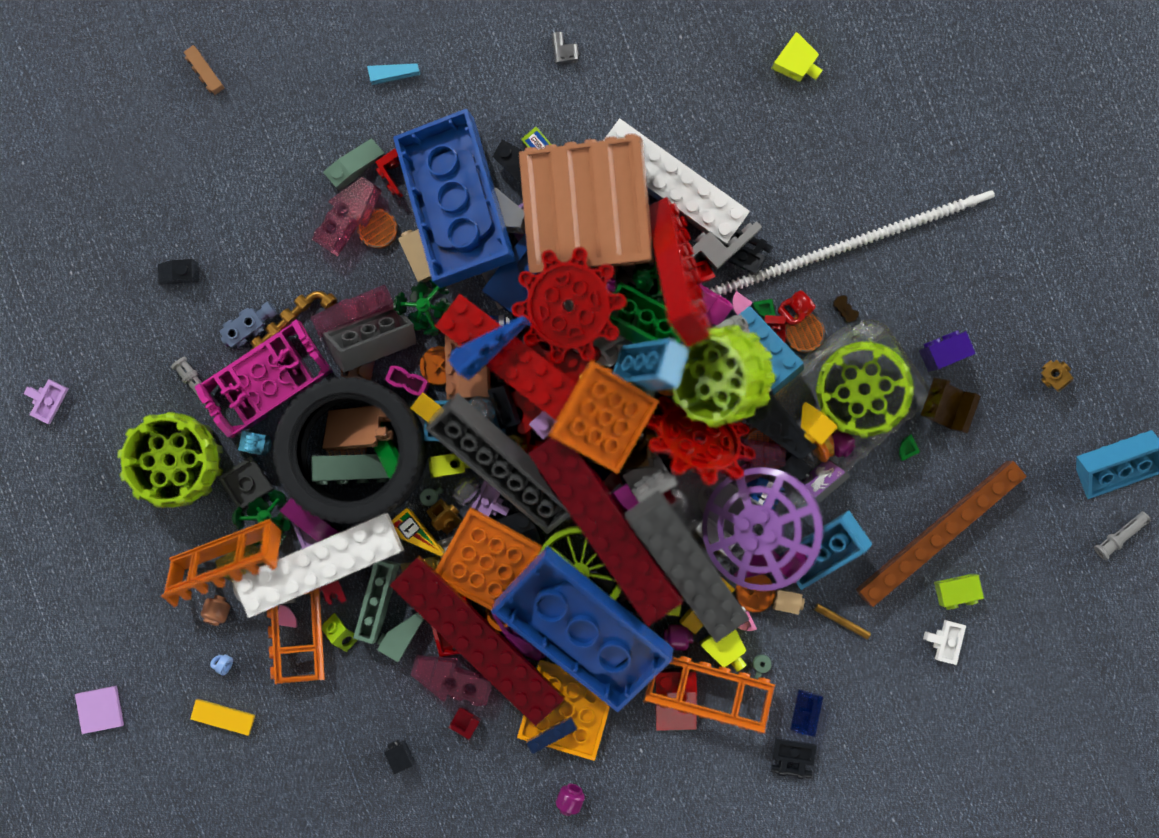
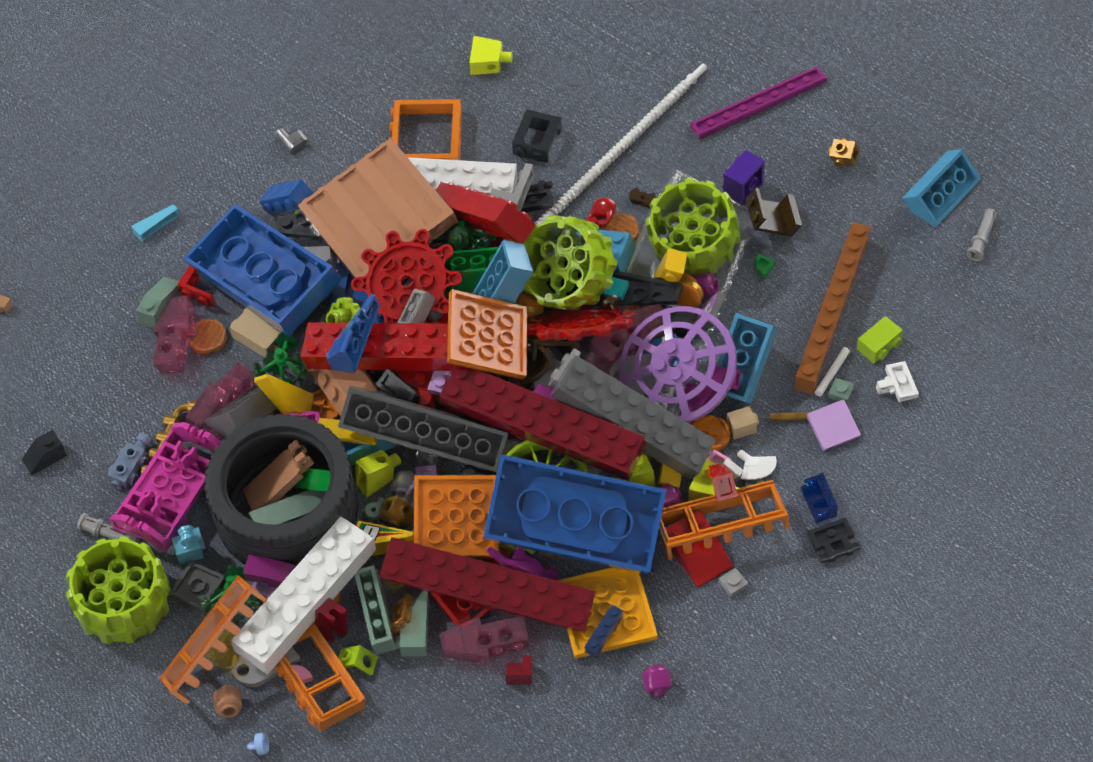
camera: 25 degrees left, 30 degrees down
(395, 619) = (402, 613): none -> clear orange tile
(399, 756) = (474, 731): black brick -> none
(412, 352) = (284, 395): none -> yellow slope
(497, 301) = (342, 311): none -> lime plant
(518, 124) = (285, 196): none -> blue brick
(560, 342) = (417, 307): none -> light grey slope
(687, 745) = (733, 582): none -> light grey plate
(696, 165) = (435, 106): none -> orange window
(729, 662) = (722, 482): none -> red bracket
(741, 427) = (609, 301): none -> dark brown piece
(750, 646) = (735, 469): none -> white tile
(760, 415) = (618, 288): none -> teal tile
(774, 650) = (756, 467): none -> white hand
(783, 205) = (539, 121): none -> black panel
(864, 650) = (833, 425): none -> lavender tile
(893, 617) = (841, 390): none -> sand green plate
(899, 593) = (832, 371): none -> white bar
(1017, 265) = (758, 102): none -> magenta tile

